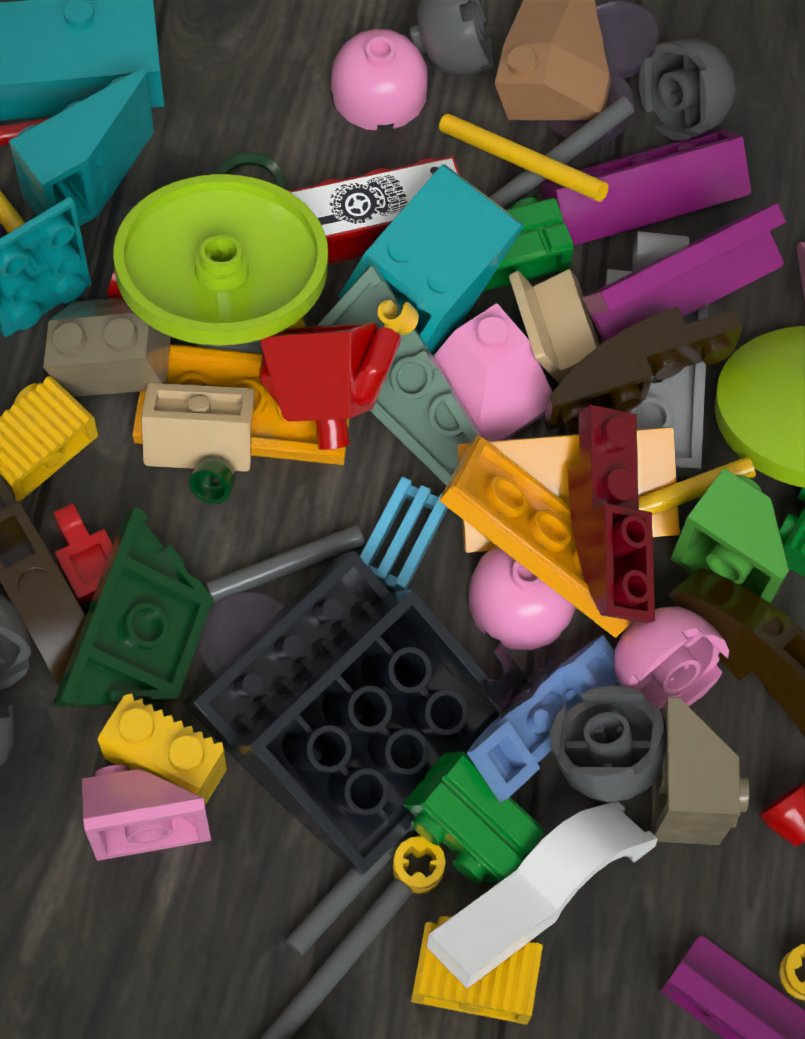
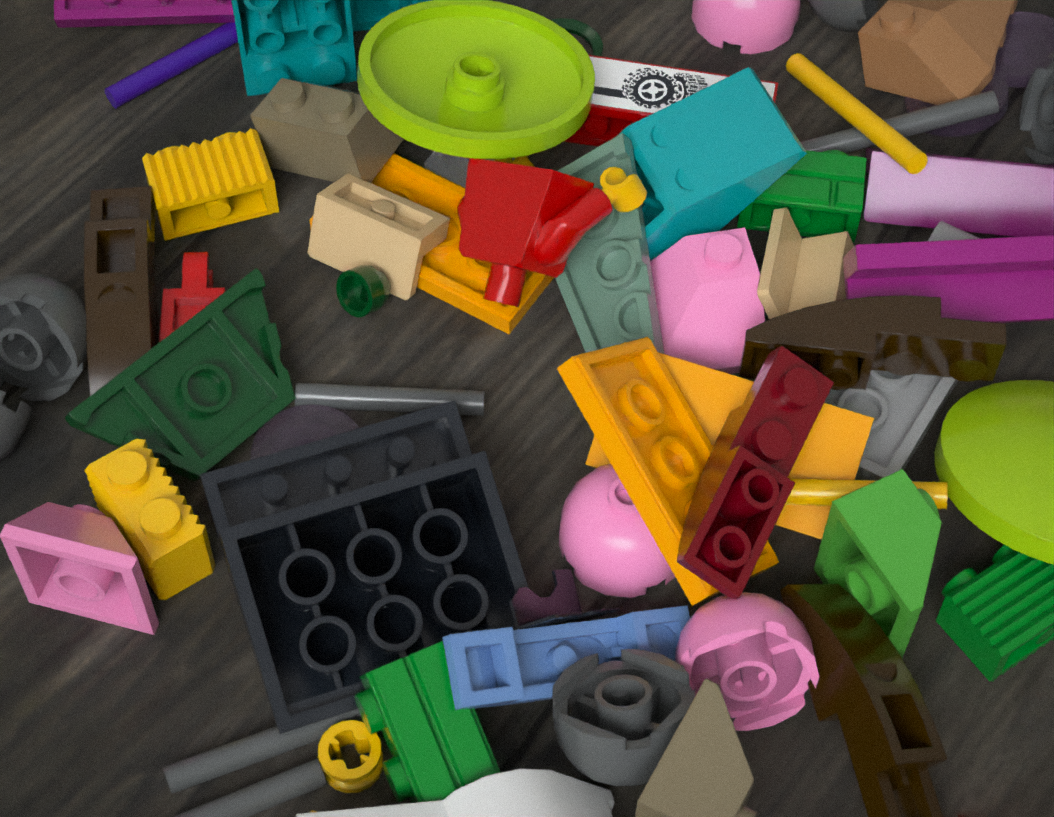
camera: 30 degrees right, 10 degrees down
(420, 497) = (519, 415): medium azure tile -> none

